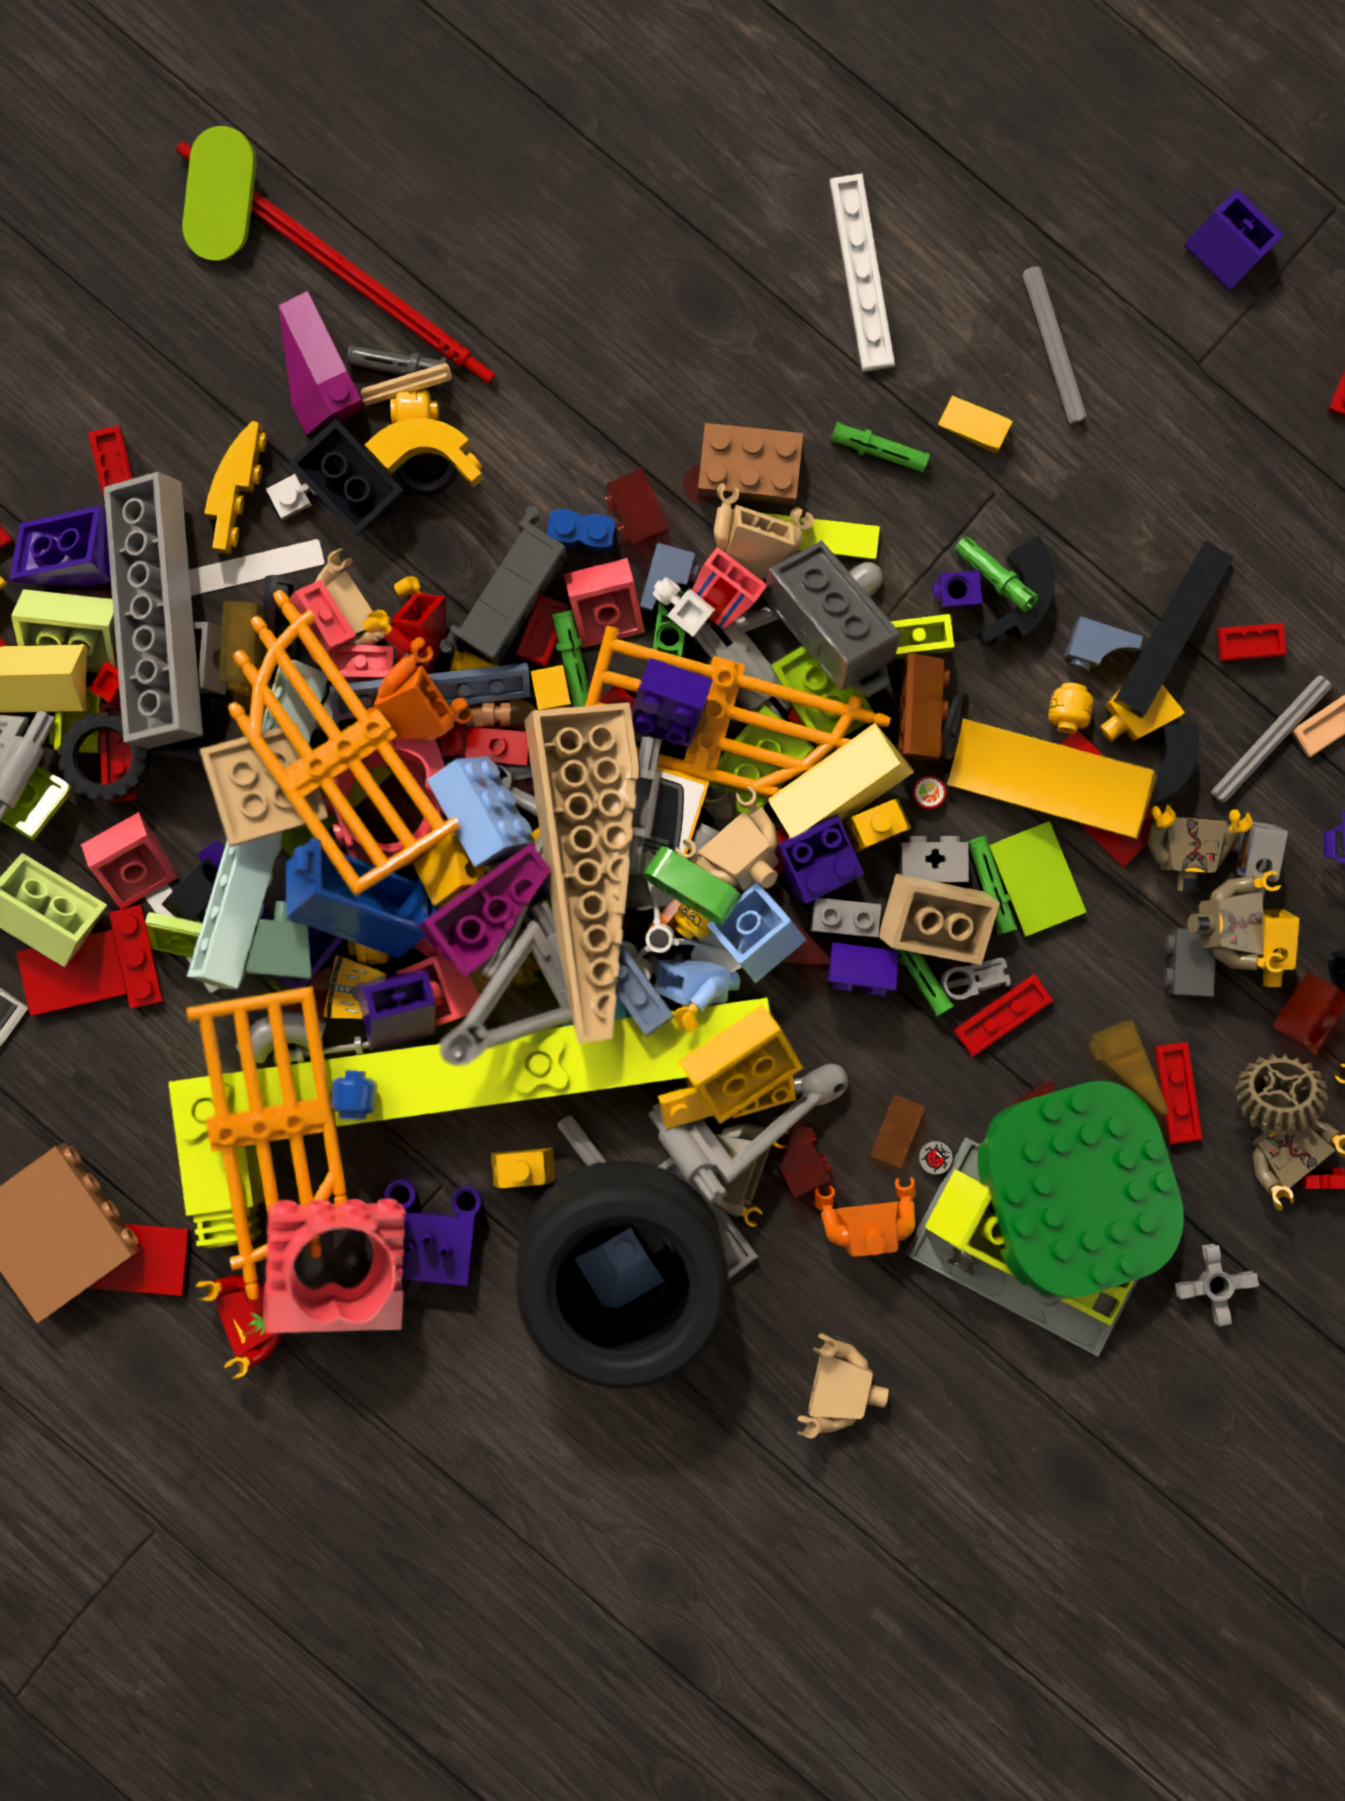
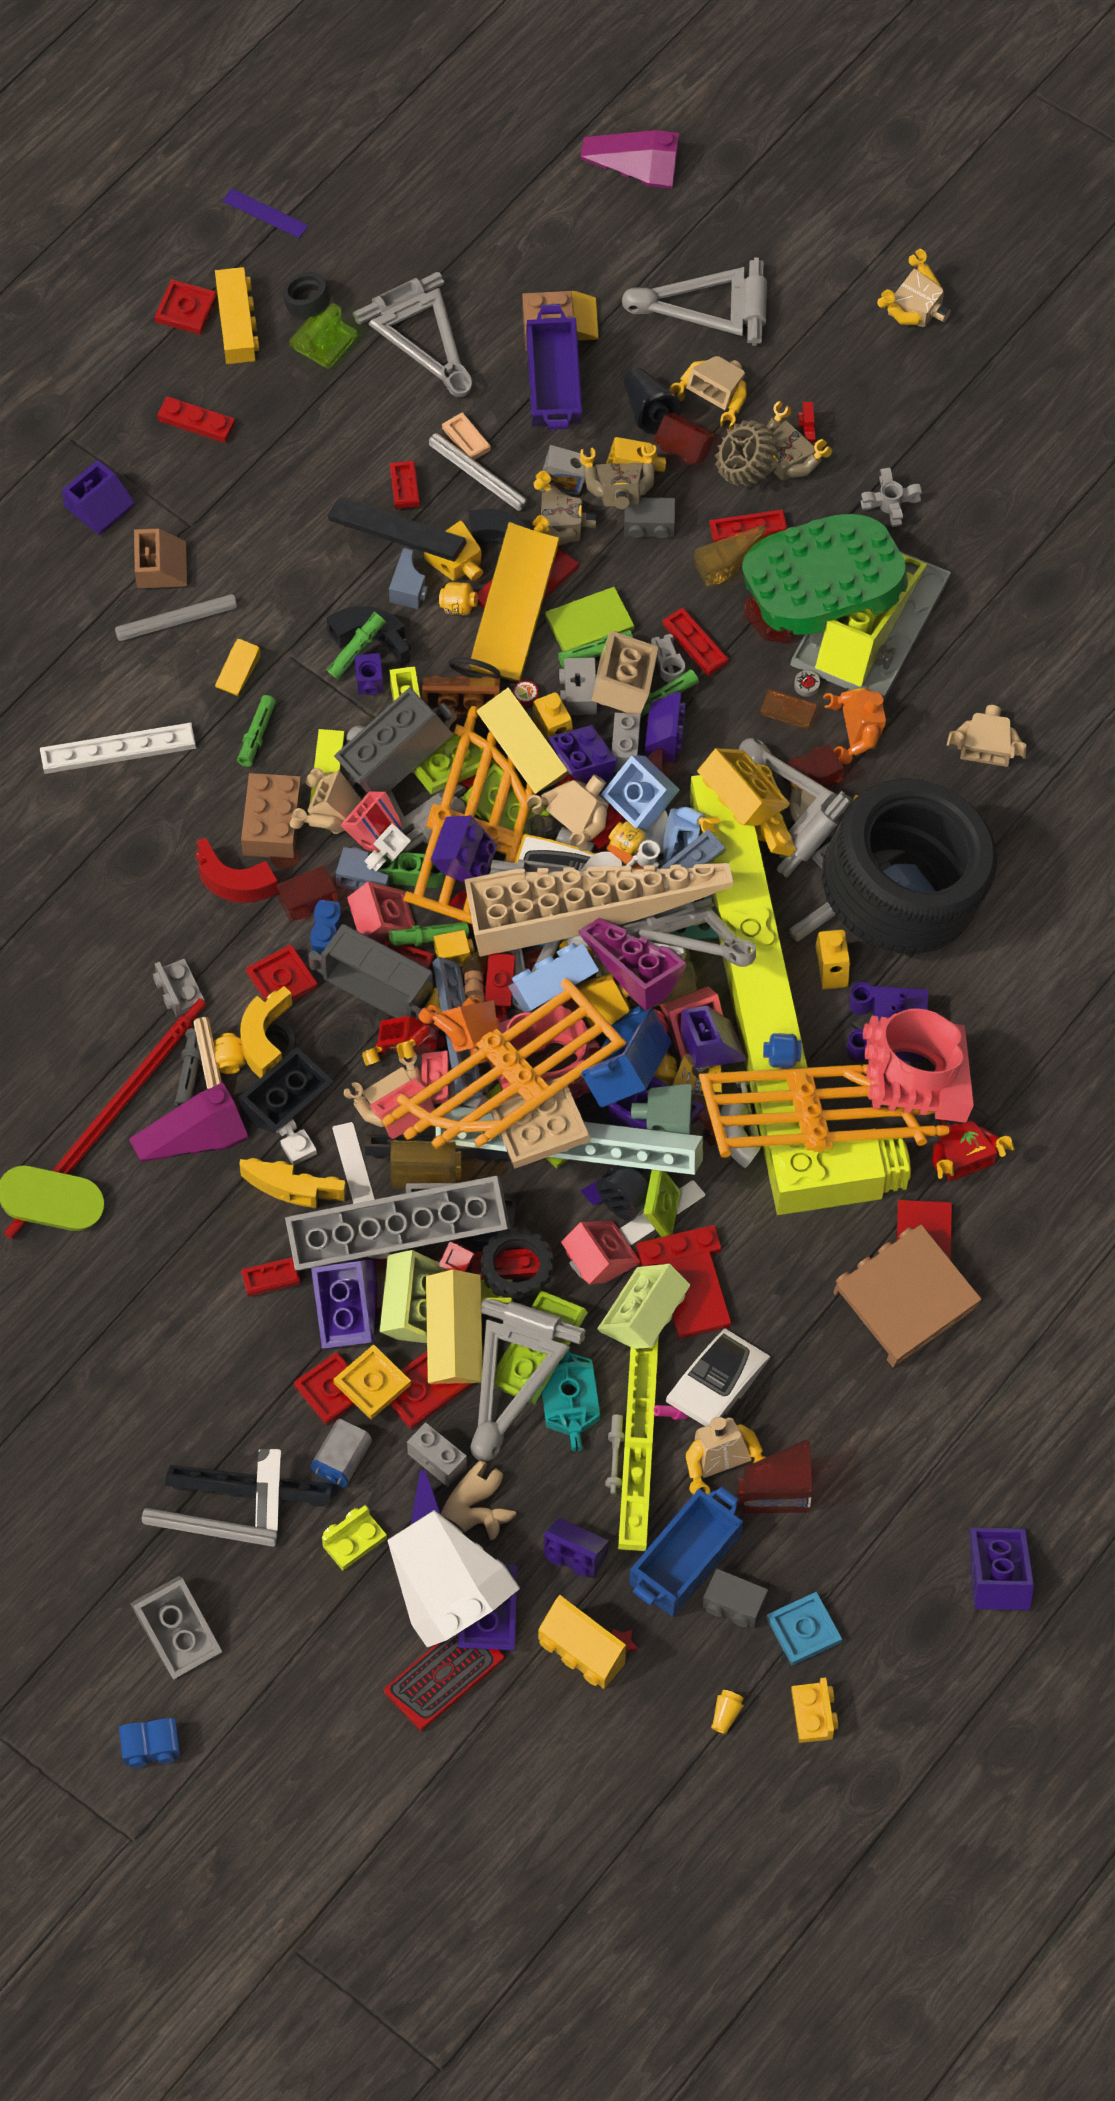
camera: 85 degrees left, 25 degrees down
(513, 348) = (179, 986): none -> light grey bracket
(520, 476) = (281, 970): none -> red plate
(651, 433) = (233, 884): none -> red arch
(692, 885) = (606, 833): bright green beam -> none
(1137, 321) = (159, 559): none -> medium nougat slope

